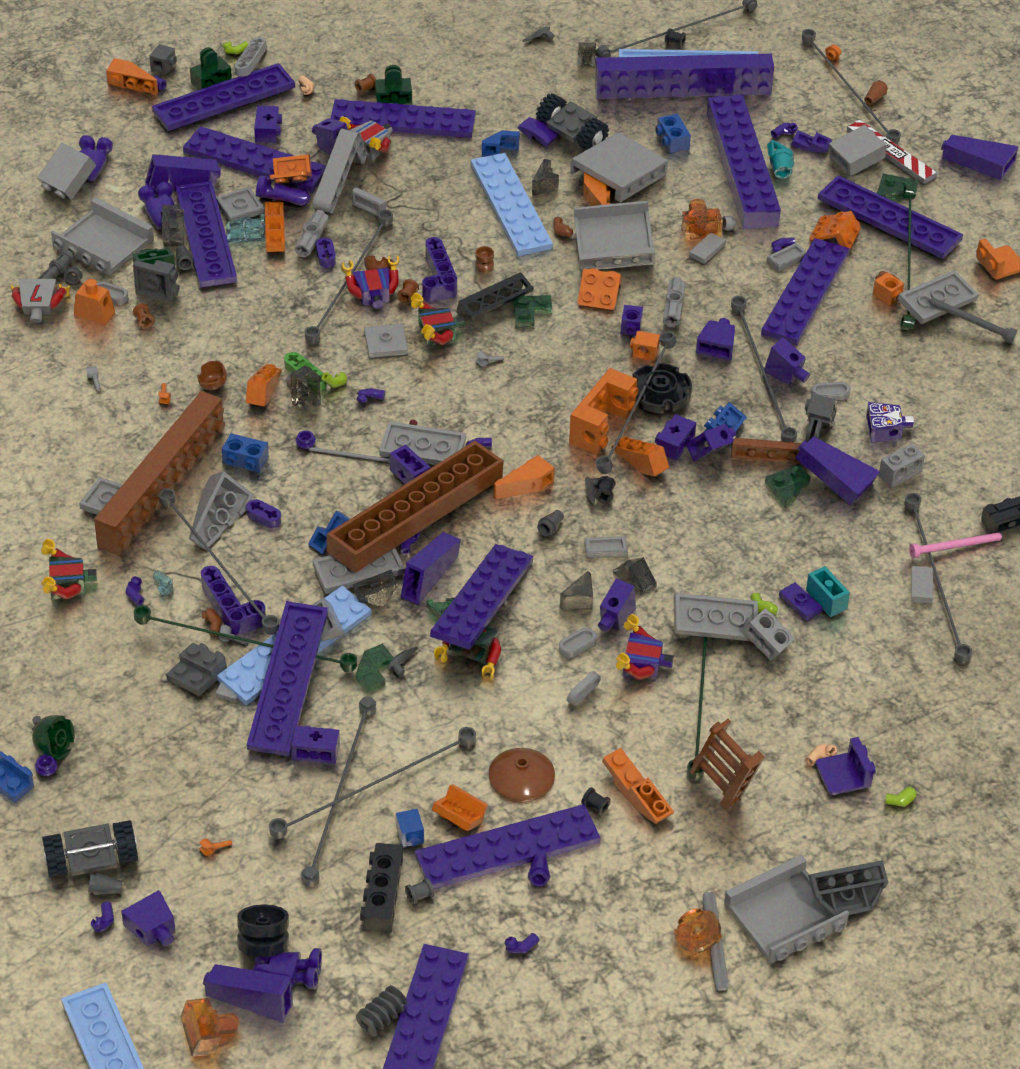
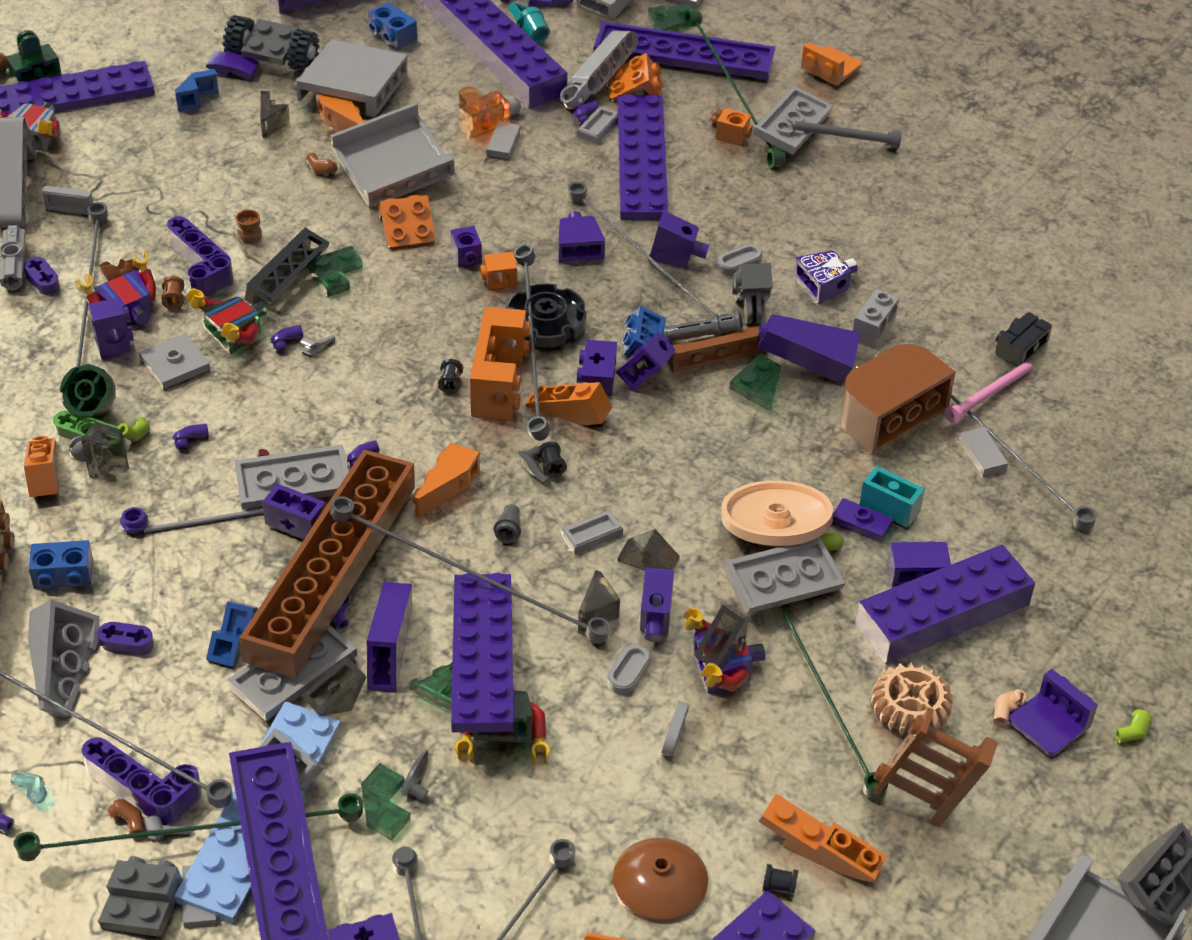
camera: 25 degrees left, 0 degrees up
(315, 343) = (88, 391): none -> dark green cylinder
(351, 303) = (110, 327): none -> dark purple brick
(469, 345) = (285, 334): none -> dark purple arm
(511, 204) = (245, 155): light blue plate -> none
(566, 409) = (449, 375): none -> black bush
(569, 609) = (596, 630): none -> dark grey piece
(642, 641) = (723, 638): none -> clear smoke slope
(674, 302) = (503, 211): light grey piece -> none
(737, 575) = (777, 513): none -> light nougat dish
(755, 726) = (913, 691): none -> light nougat gear
(766, 636) = (857, 573): light grey brick -> none
(775, 433) = (715, 326): none -> dark grey pin
(800, 214) = (599, 68): none -> light grey piece
(819, 642) = (915, 559): none -> dark purple brick
(819, 673) = (944, 603): none -> dark purple brick
(874, 523) = (894, 395): none -> dark orange brick

